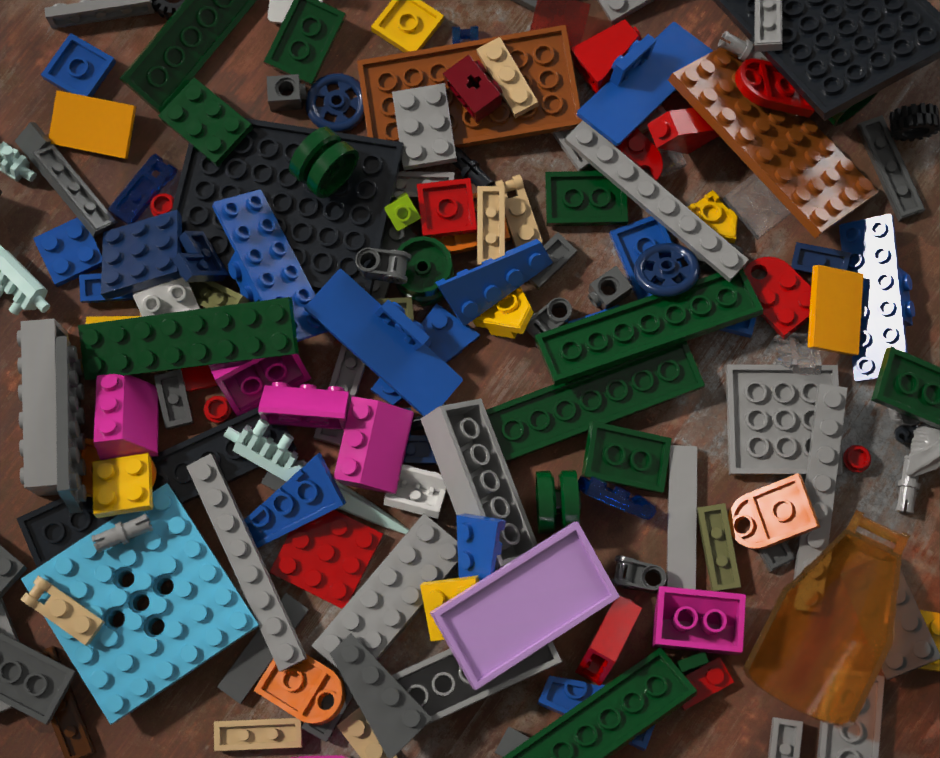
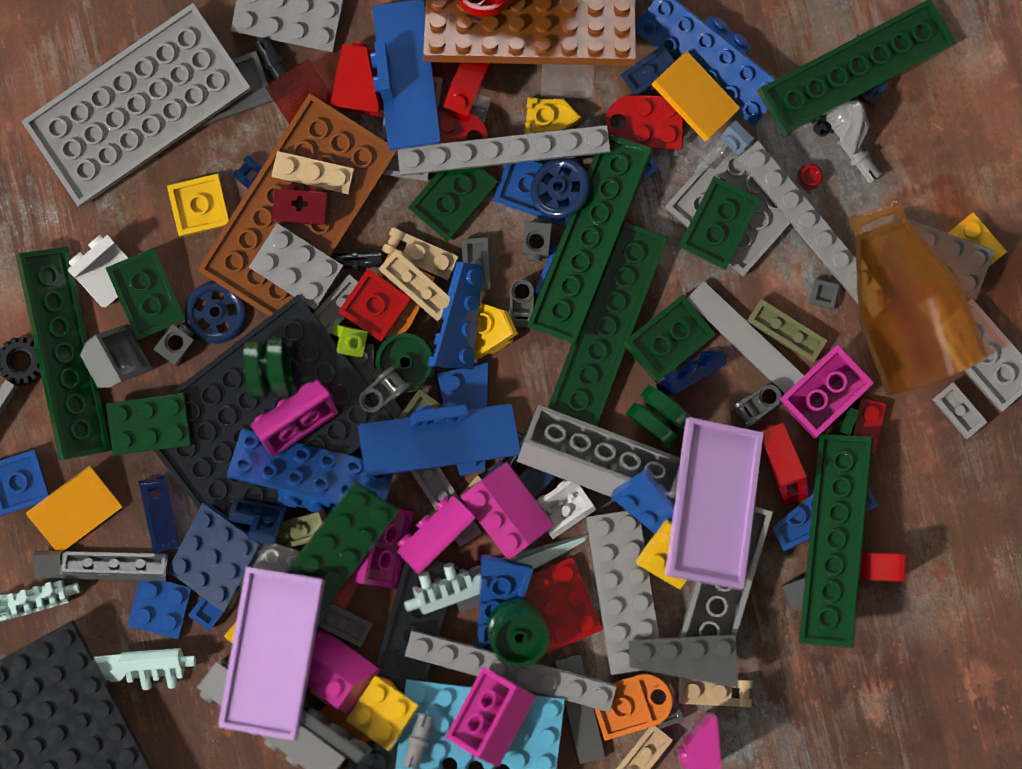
camera: 50 degrees left, 10 degrees up
(94, 353) = (271, 653): none -> lavender tile
(161, 204) = (184, 510): red plate -> none
(190, 574) = (490, 717): none -> dark pink slope
(217, 409) = (377, 598): red plate -> none
(236, 53) = (114, 357): none -> dark grey brick
(280, 537) = (517, 632): none -> dark green wheel
(300, 215) = (294, 418): none -> dark pink slope
(754, 415) = (719, 223): none -> dark green plate
(774, 514) = (799, 272): plate -> none
(834, 369) = (736, 138): none -> sand blue plate

